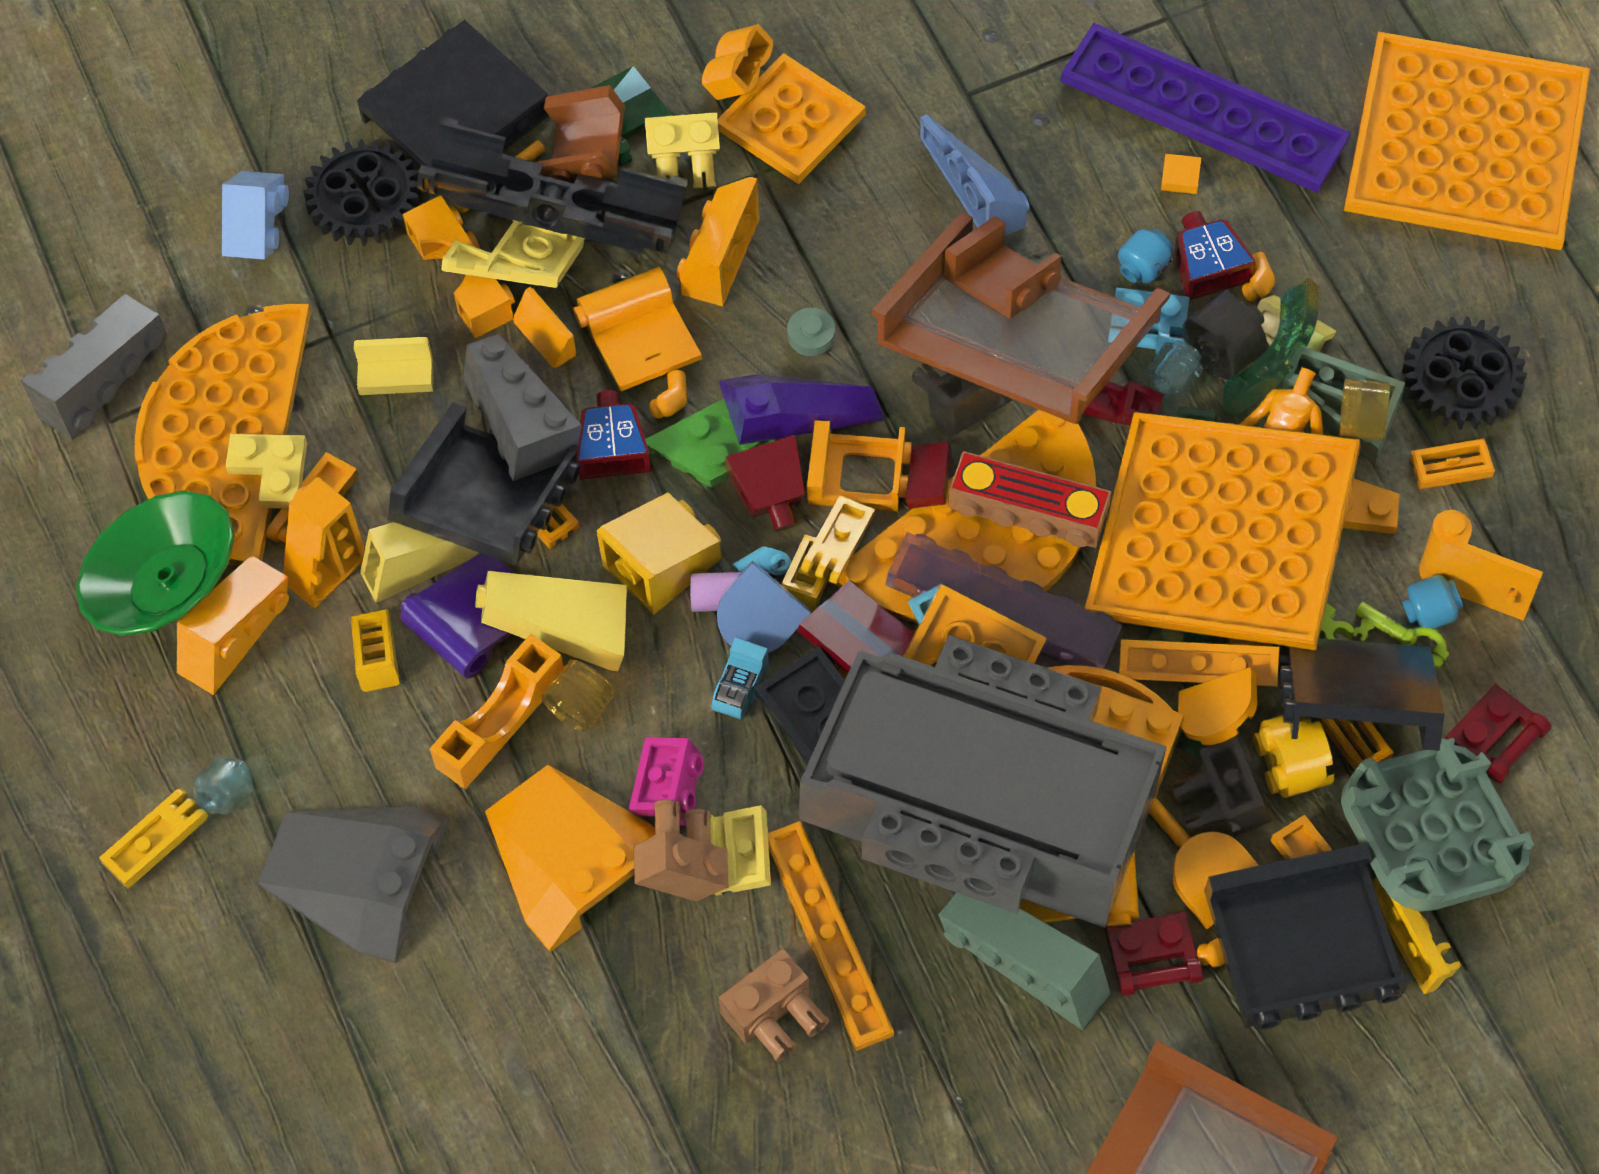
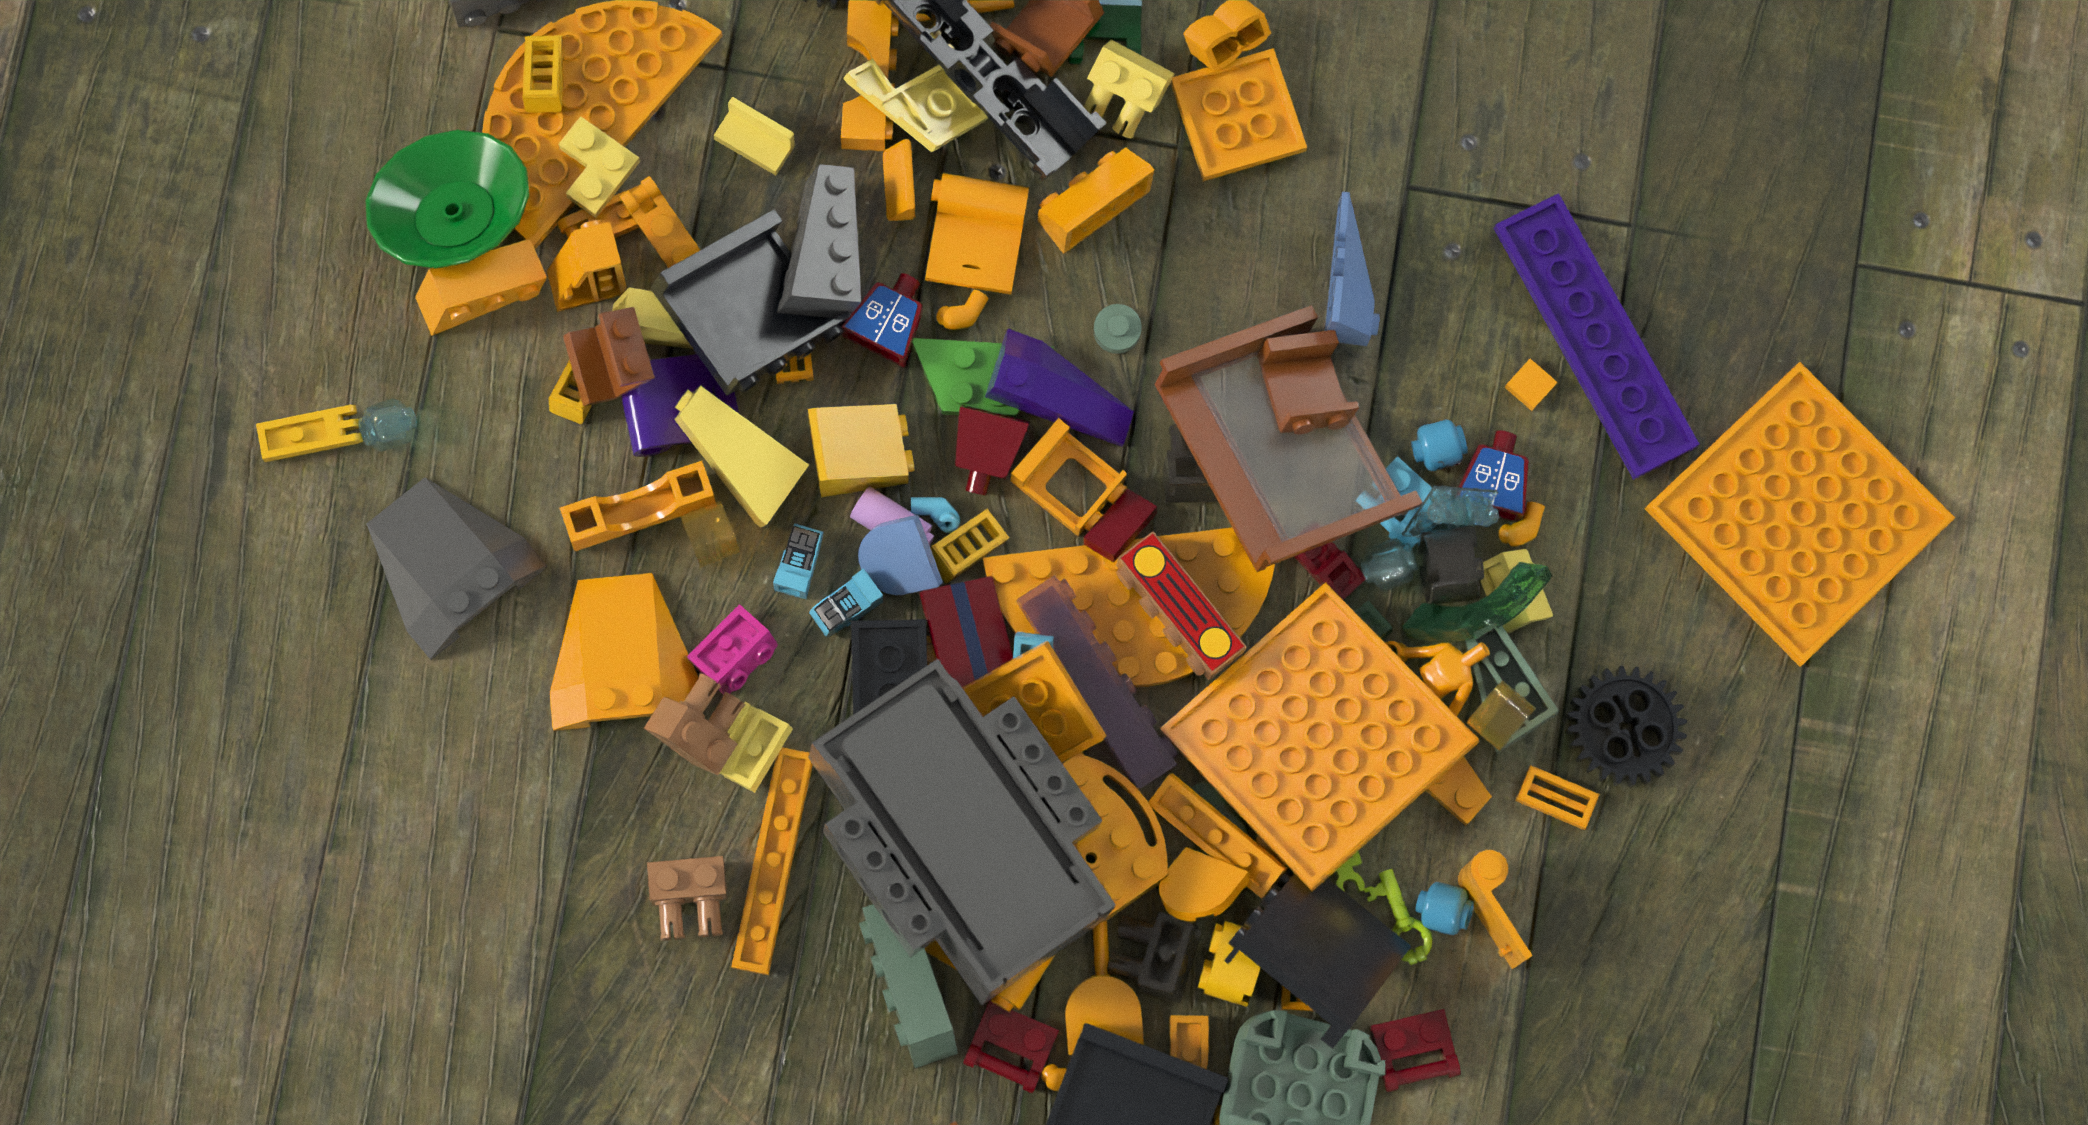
camera: 20 degrees right, 15 degrees up
(185, 440) = (542, 96): none -> yellow slope
(360, 478) = (660, 224): none -> light orange plate
(391, 598) = (609, 357): none -> dark orange panel
(673, 674) = (798, 561): none -> leg
(838, 538) = (1007, 534): yellow hinge -> none
(1195, 285) = (1453, 508): none -> clear light blue hinge

